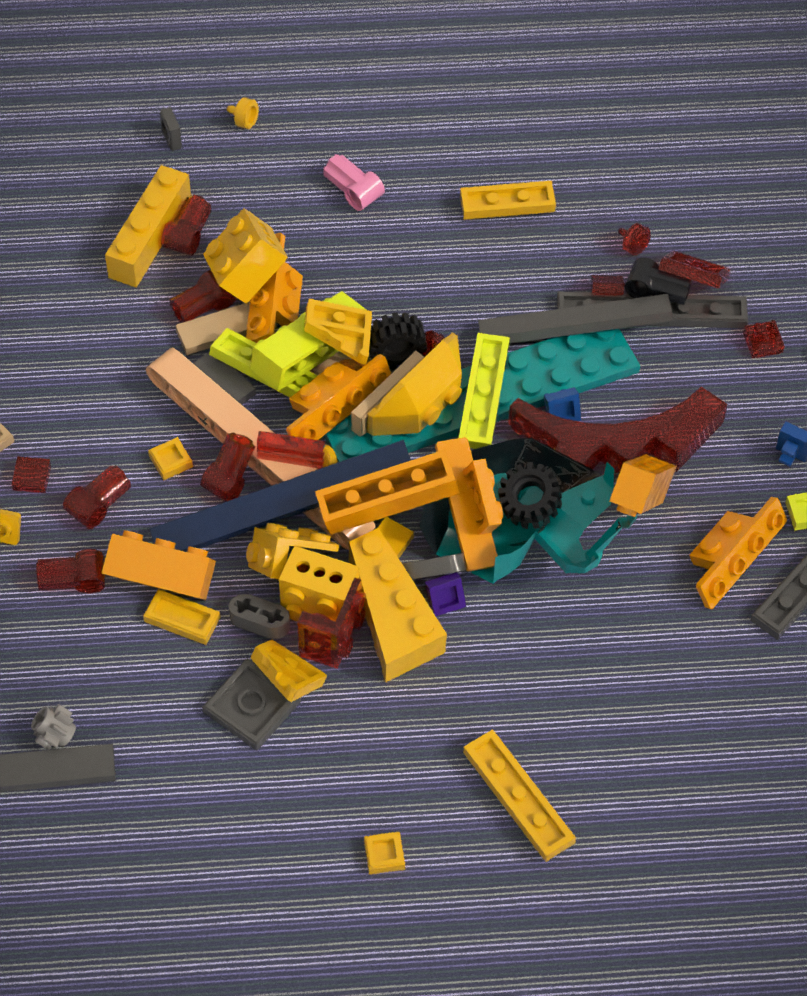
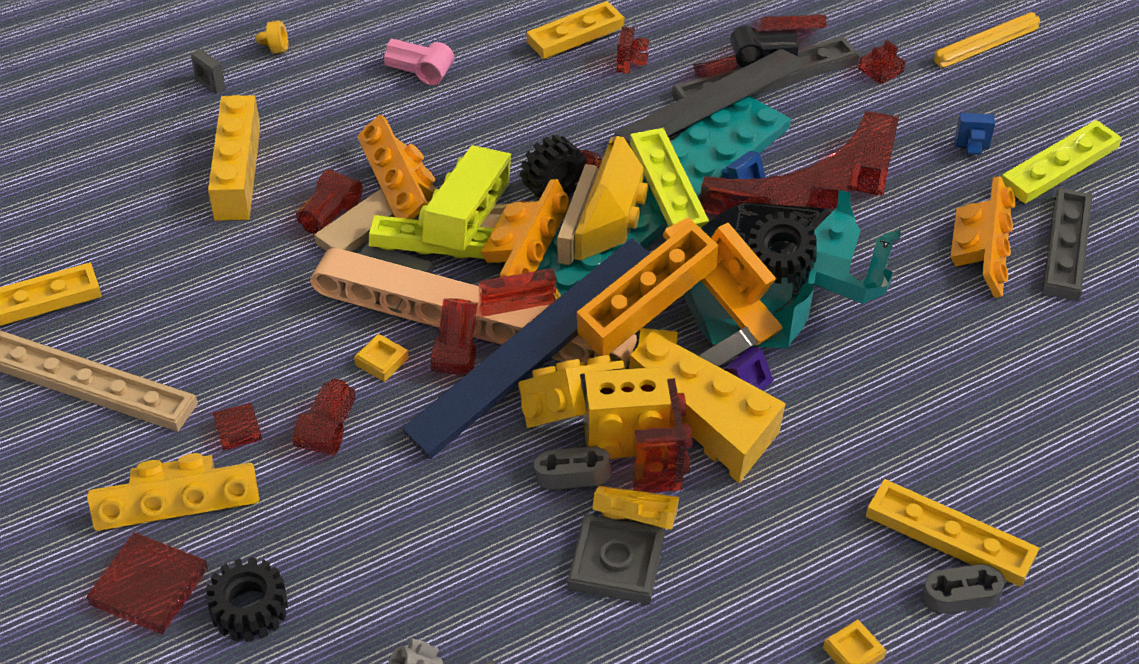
camera: 25 degrees left, 10 degrees down
(76, 572) = (351, 497): clear red piece -> none
(159, 565) = (438, 456): light orange brick -> none
(182, 616) = (487, 502): yellow tile -> none
(185, 231) = (274, 149): clear red piece -> none
(244, 255) = (359, 141): yellow piece -> none
(340, 327) = (499, 167): yellow wing -> none
(498, 843) = (963, 589): none -> dark grey beam
(540, 240) = (629, 49): none -> clear red tile
(635, 238) = (713, 22): clear red tile -> none
(642, 484) = (887, 196): light orange brick -> none

